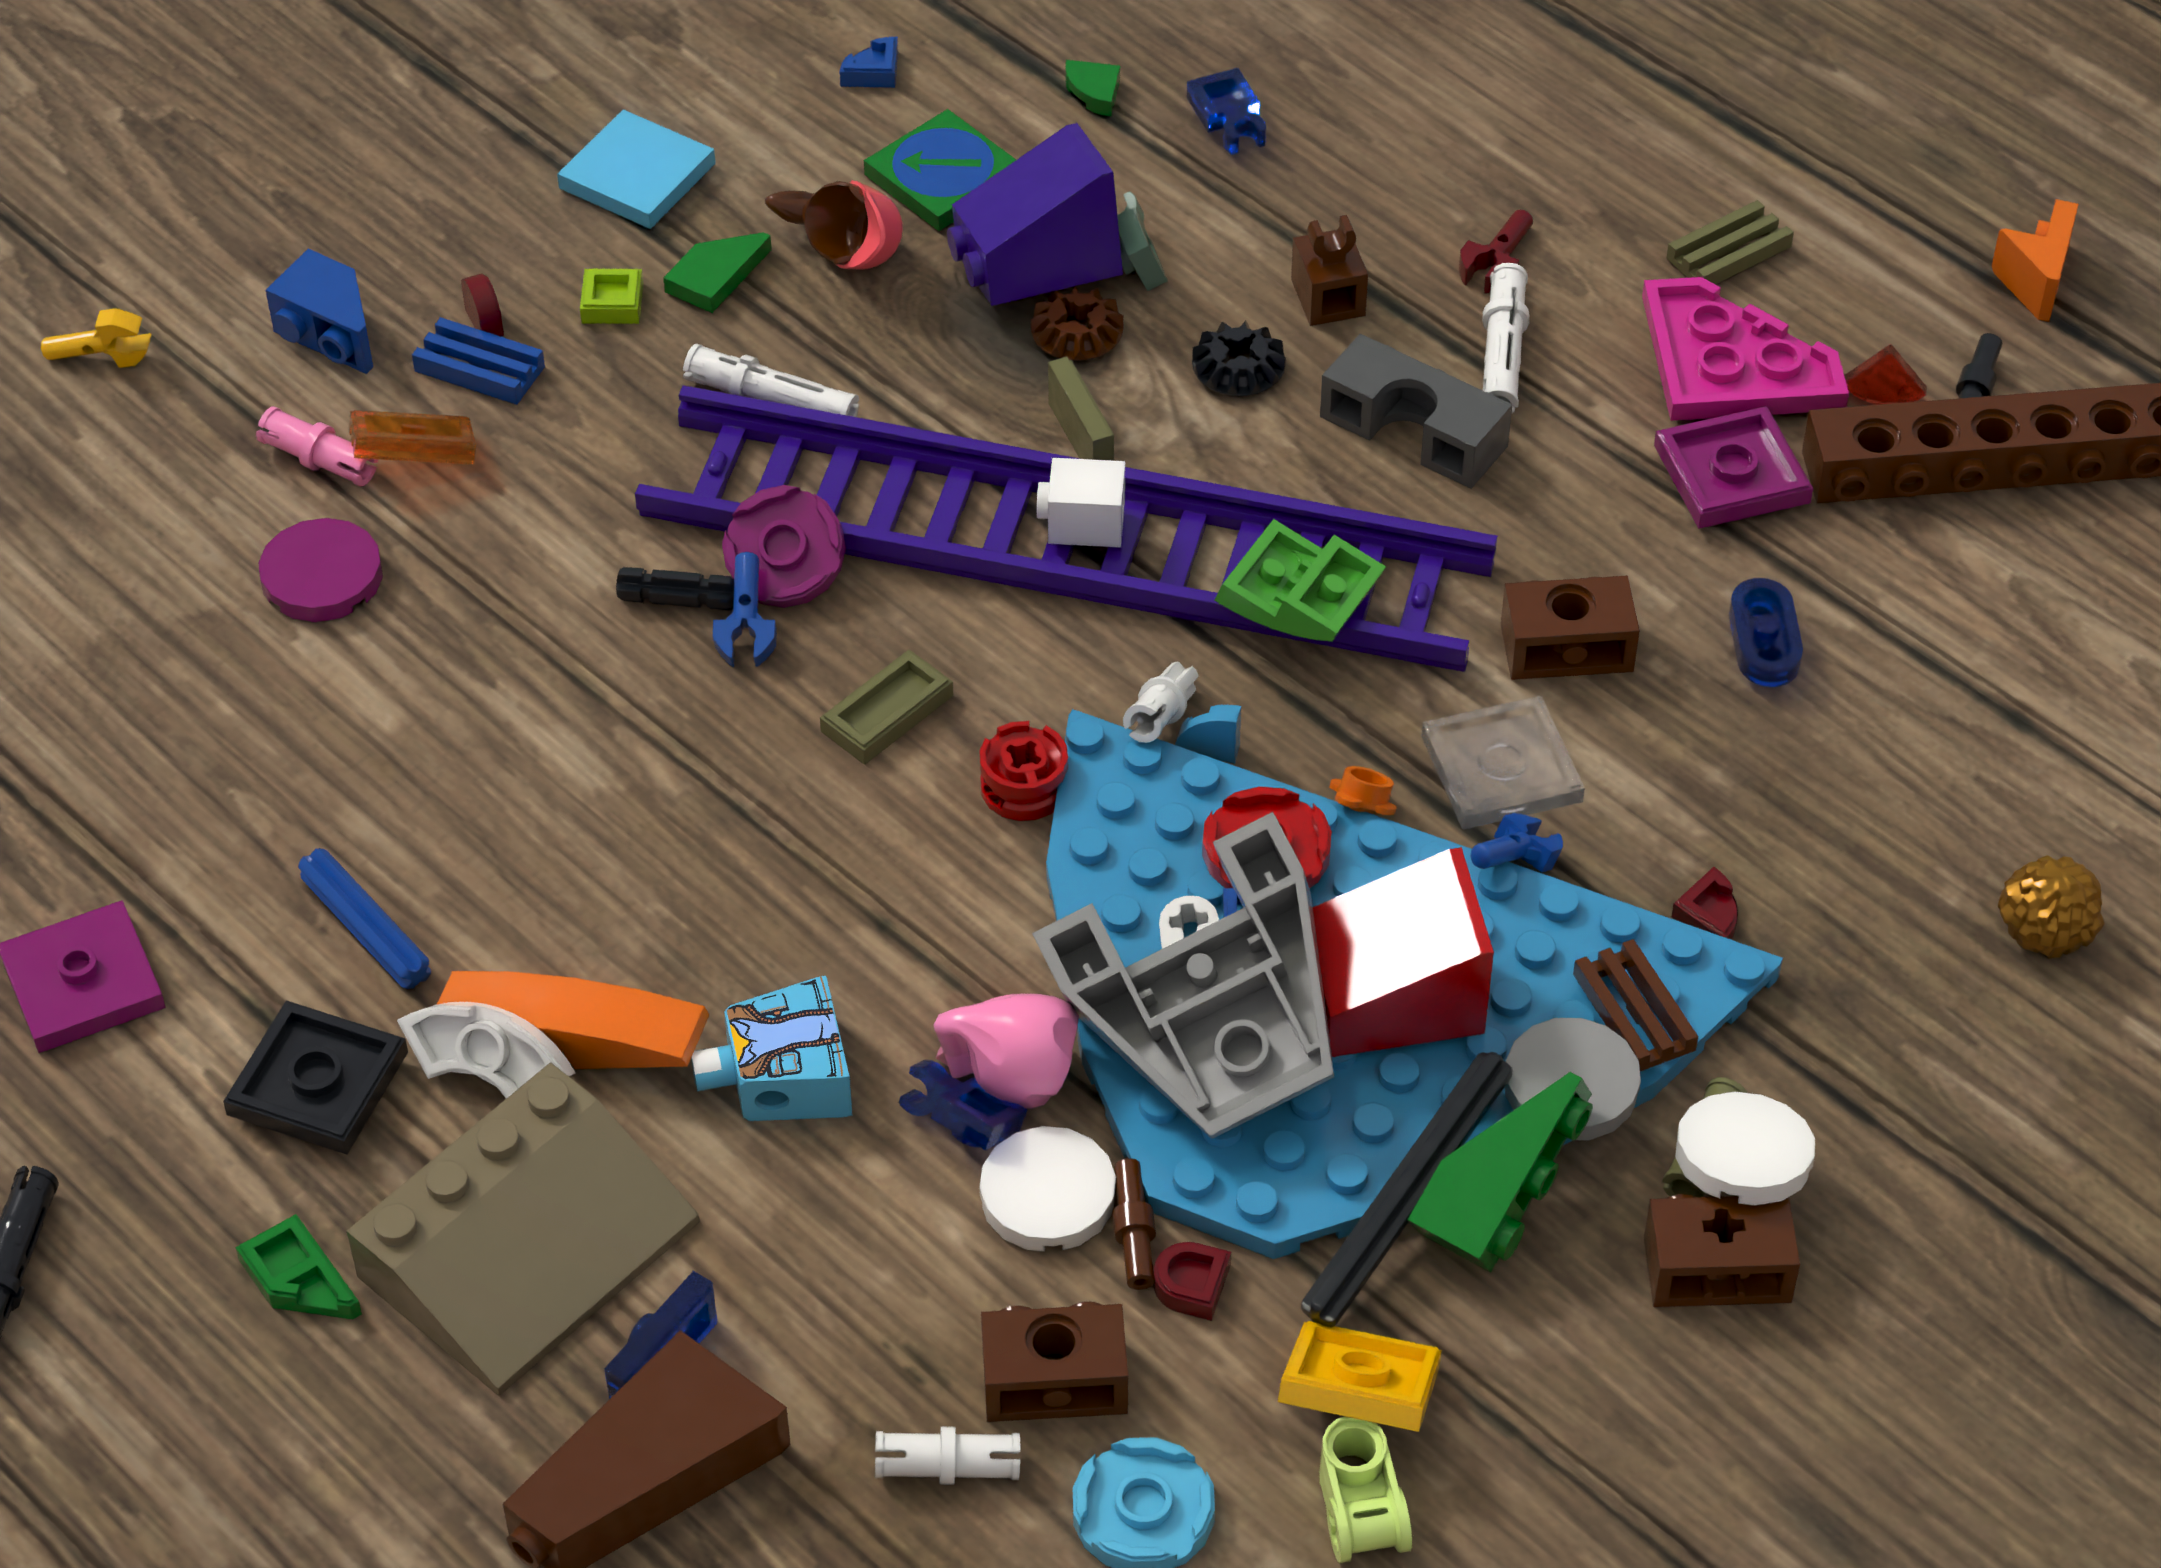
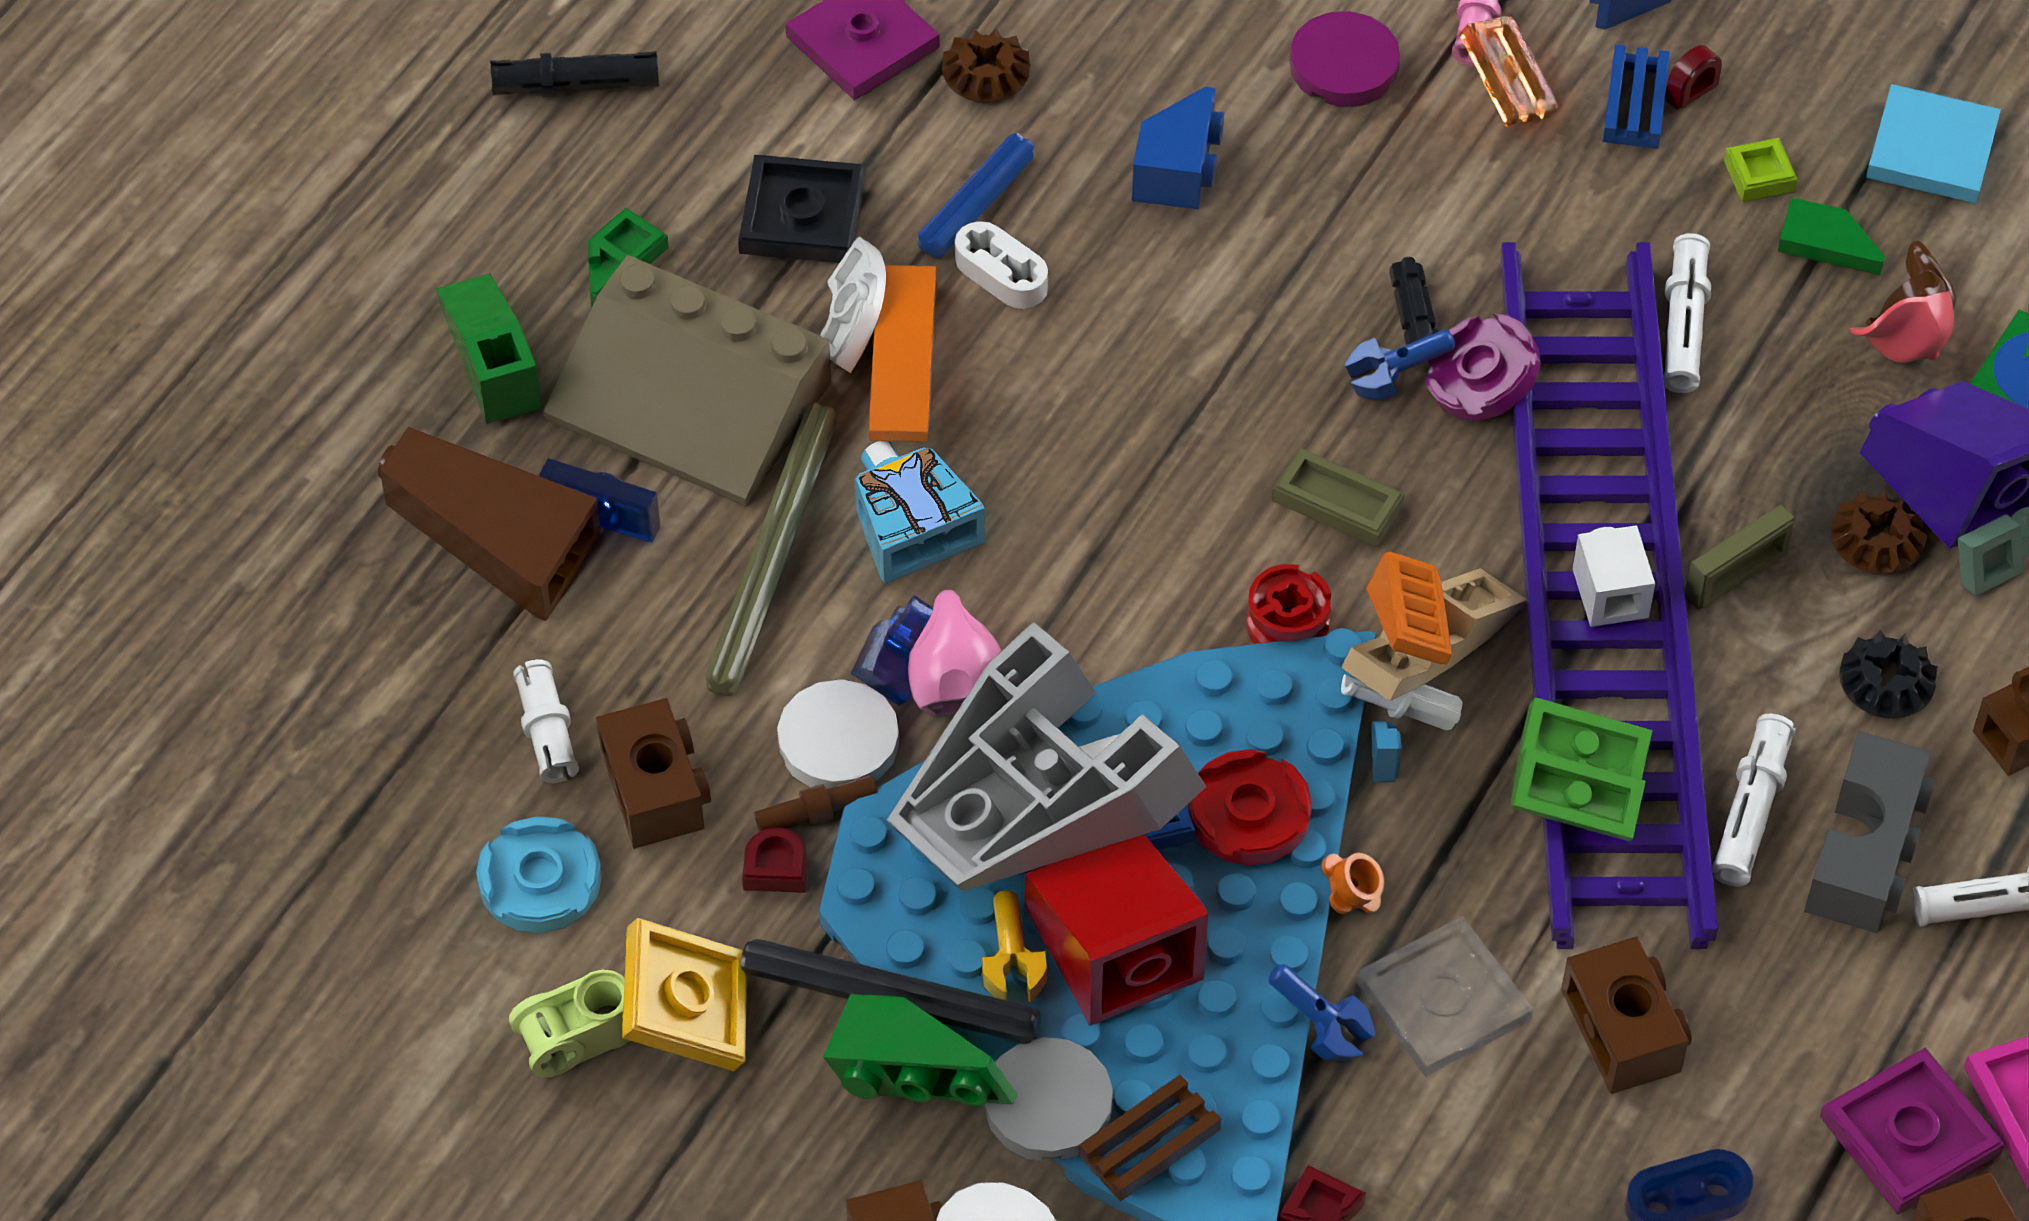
camera: 75 degrees right, 5 degrees up
(168, 891) = (986, 82): none -> reddish brown gear
(391, 1410) = (491, 348): none -> green slope
(397, 726) = (1174, 154): none -> blue slope
(471, 916) = (1005, 260): none -> white beam
(788, 1204) = (770, 550): none -> olive axle
(1105, 634) = (1411, 607): none -> orange slope
(1105, 651) = (1475, 611): none -> tan slope
(1331, 471) = (1759, 778): none -> white pin
(1396, 1074) = (1012, 951): none -> yellow bar

